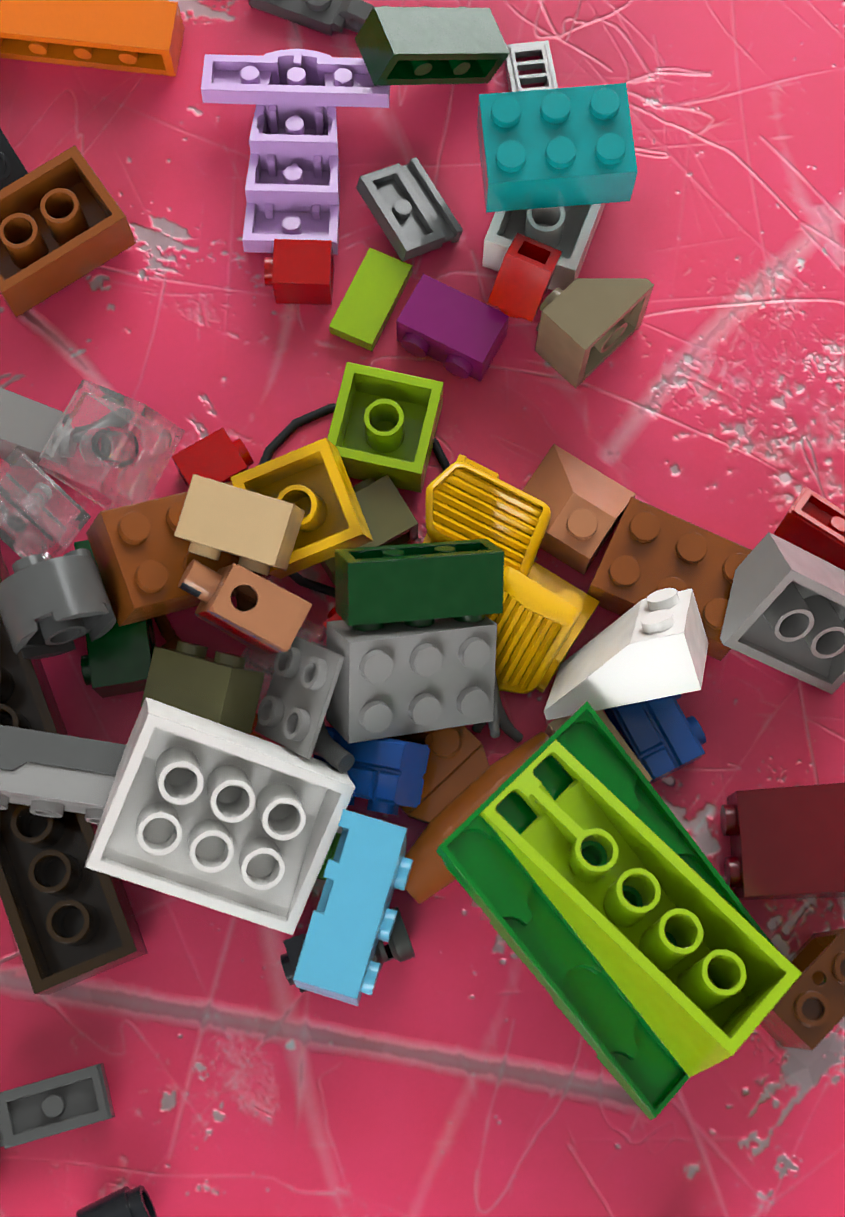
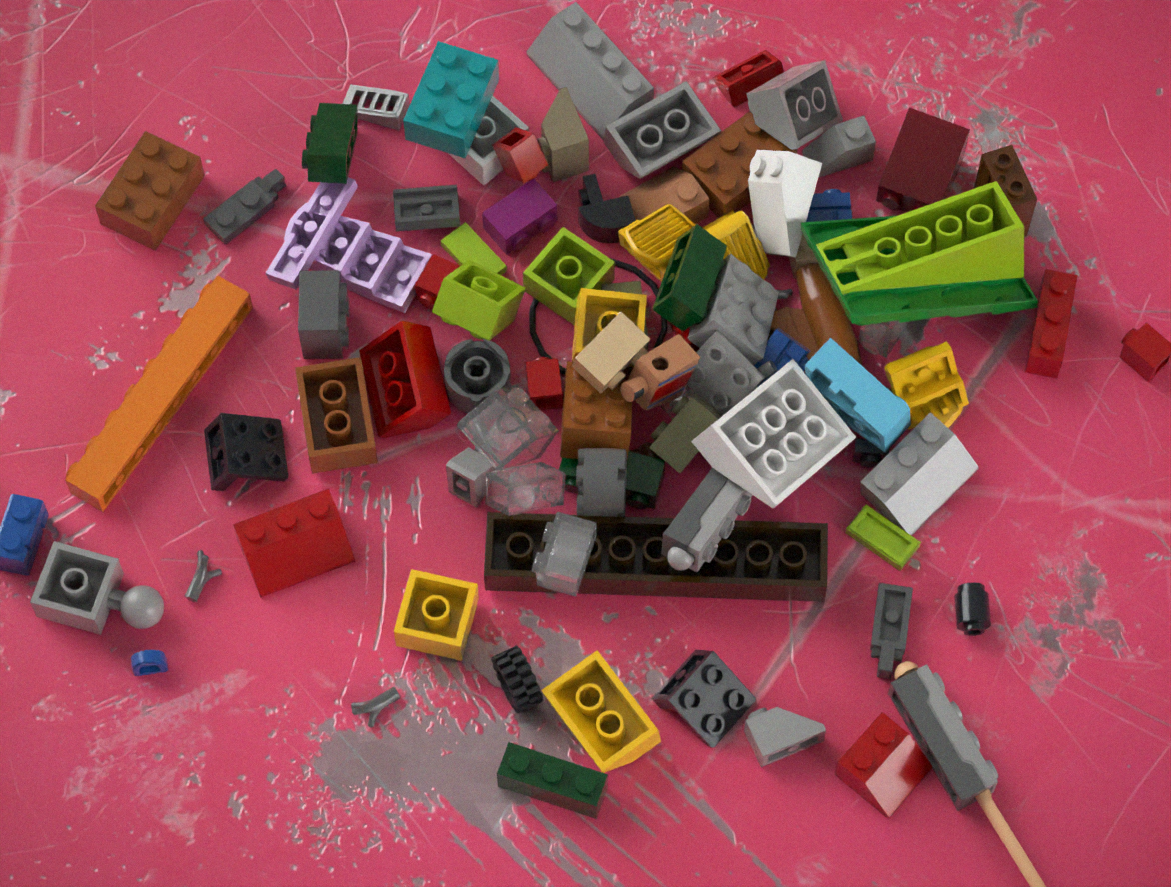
camera: 65 degrees left, 10 degrees down
(143, 296) = (404, 380): none -> red slope
(177, 145) = (323, 314): none -> dark grey brick
(179, 375) = (475, 372): none -> dark grey brick
(185, 1037) = (883, 537): none -> lime tile
(285, 326) = (478, 300): none -> lime brick
(293, 1052) = (918, 475): none -> light grey slope
(443, 998) = (929, 384): none -> yellow piece
(502, 432) = (602, 218): none -> black brick
(641, 1151) = (1051, 323): none -> red brick
(666, 449) = (660, 131): none -> light grey slope
(720, 320) = (593, 69): none -> light grey slope
(778, 709) = (842, 146): none -> light grey slope

